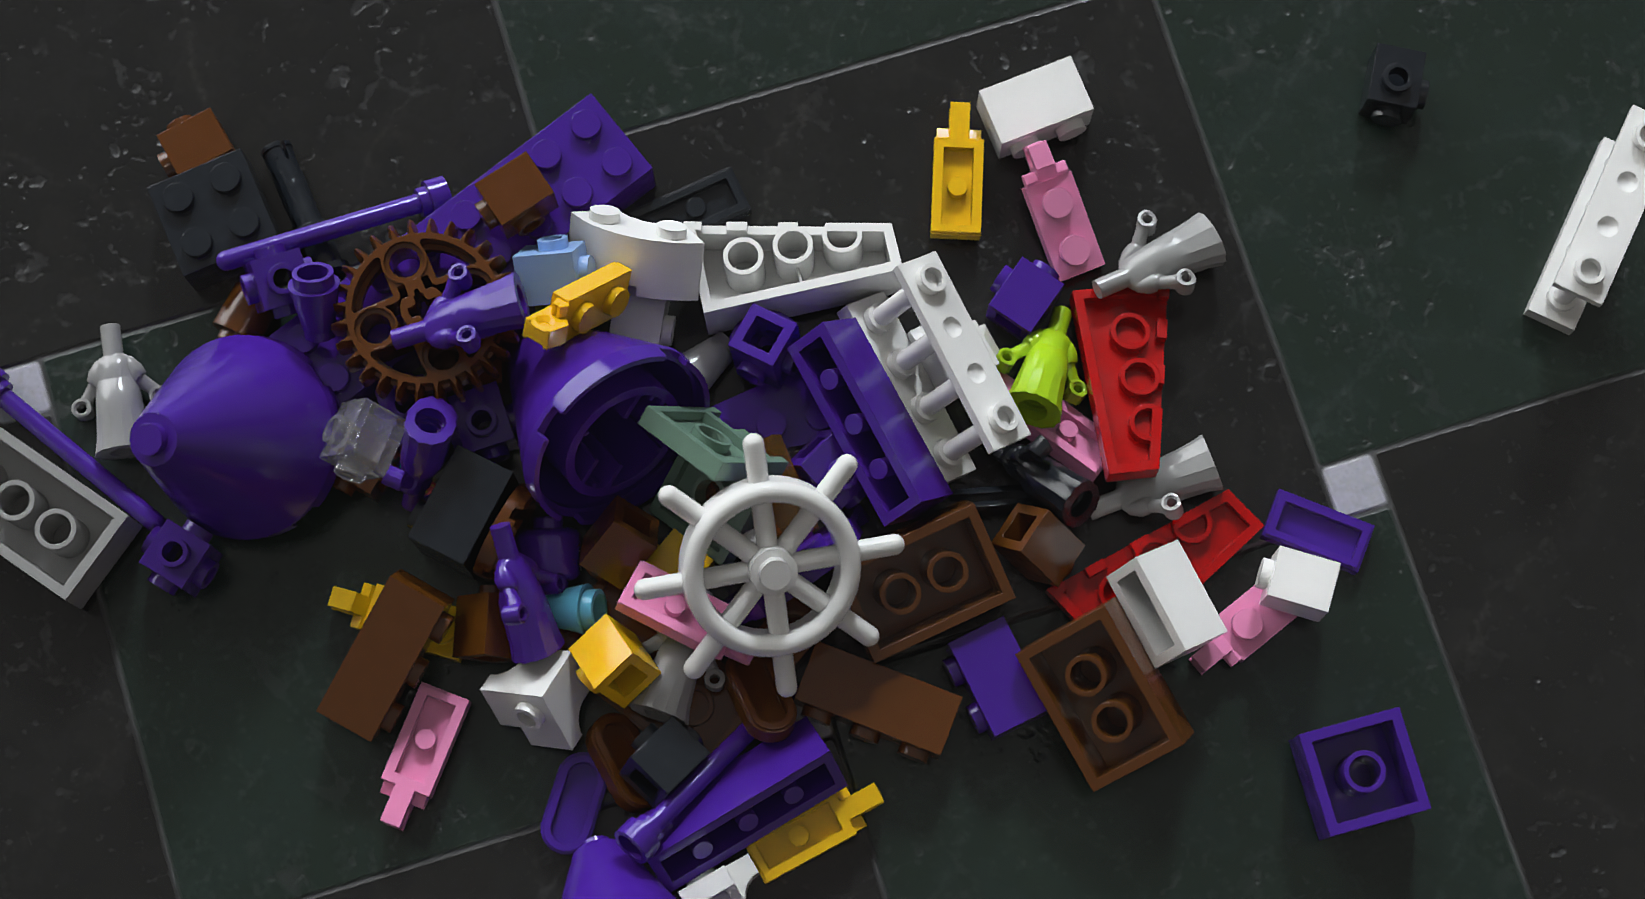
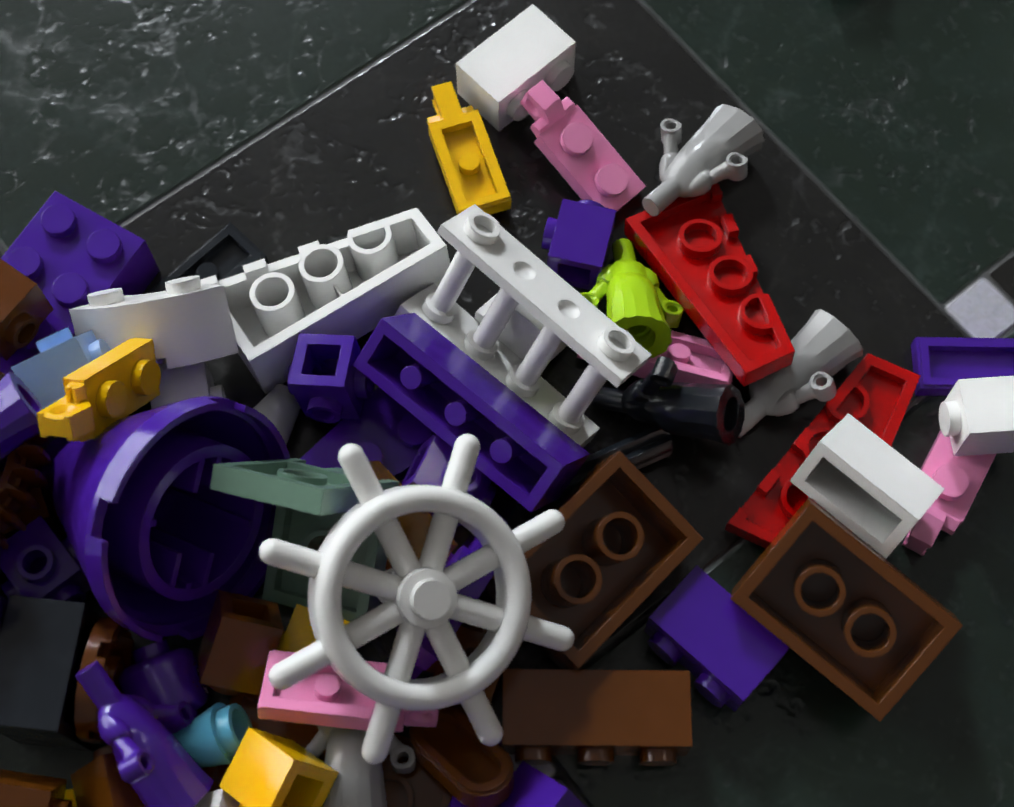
camera: 20 degrees left, 10 degrees down
(1038, 544) = (701, 477): reddish brown brick -> none

